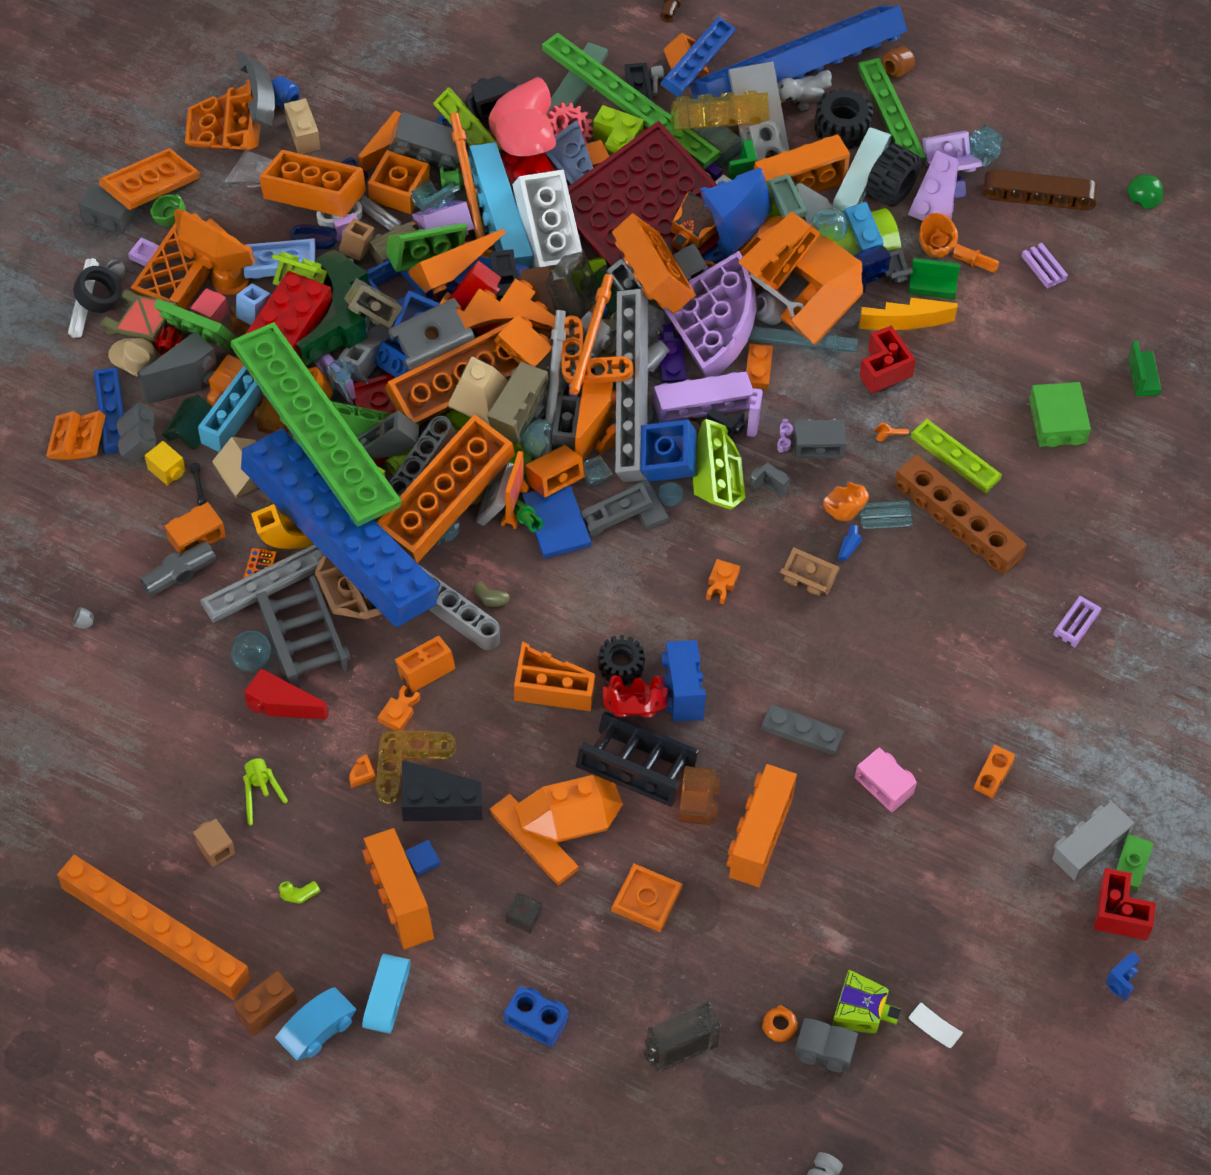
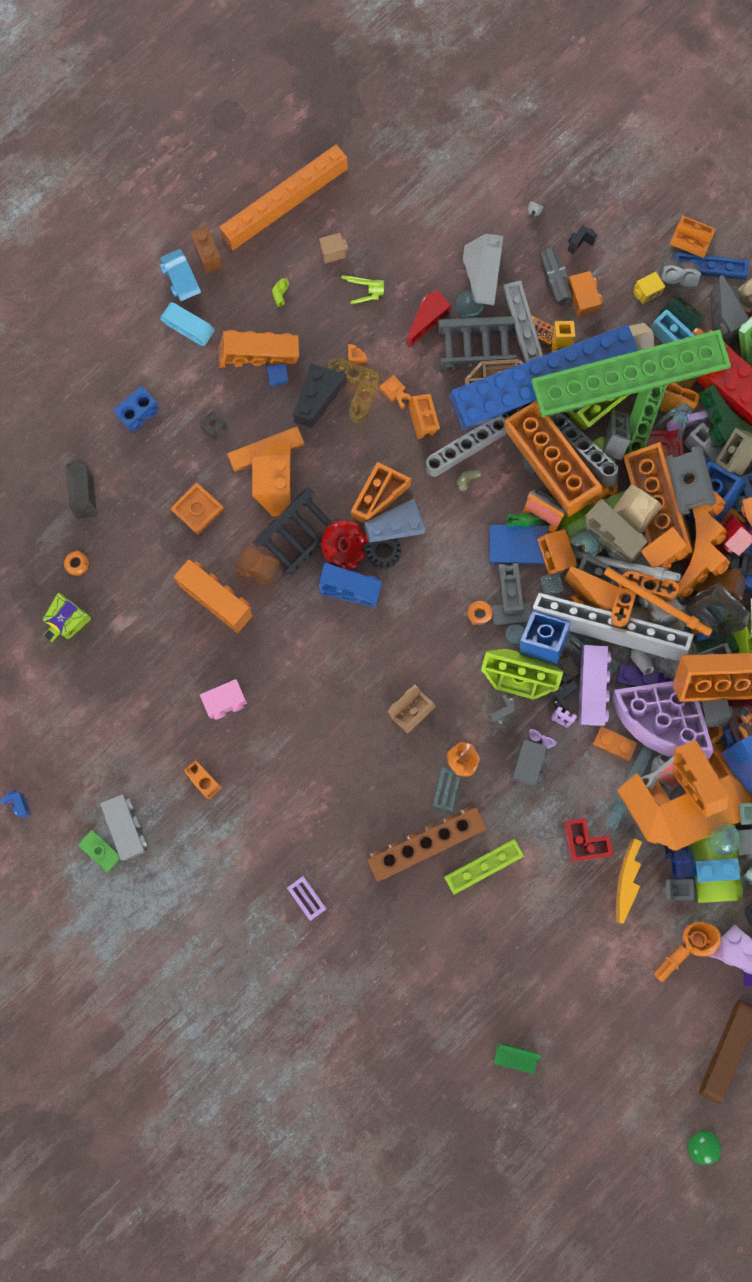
camera: 110 degrees right, 20 degrees up
(114, 555) = (583, 234): none -> black bracket
(186, 647) = (482, 266): none -> light grey wedge
(195, 468) = (642, 310): black hinge -> none
(583, 648) = (395, 523): none -> sand blue wing
(659, 527) = (479, 605): none -> orange piece
(722, 578) = (430, 648): orange plate -> none
(802, 730) = (286, 658): dark grey plate -> none
(826, 1045) = (46, 584): dark grey brick -> none
(849, 543) = (430, 752): blue bar -> none
(885, 430) = (521, 820): orange hand -> none
(934, 278) = (658, 917): green panel -> none
(935, 1026) = (36, 664): white sticker -> none
(1047, 263) = (666, 1018): lavender tile -> none
(1059, 414) = (493, 965): bright green brick -> none
(1118, 912) = (62, 818): red brick -> none

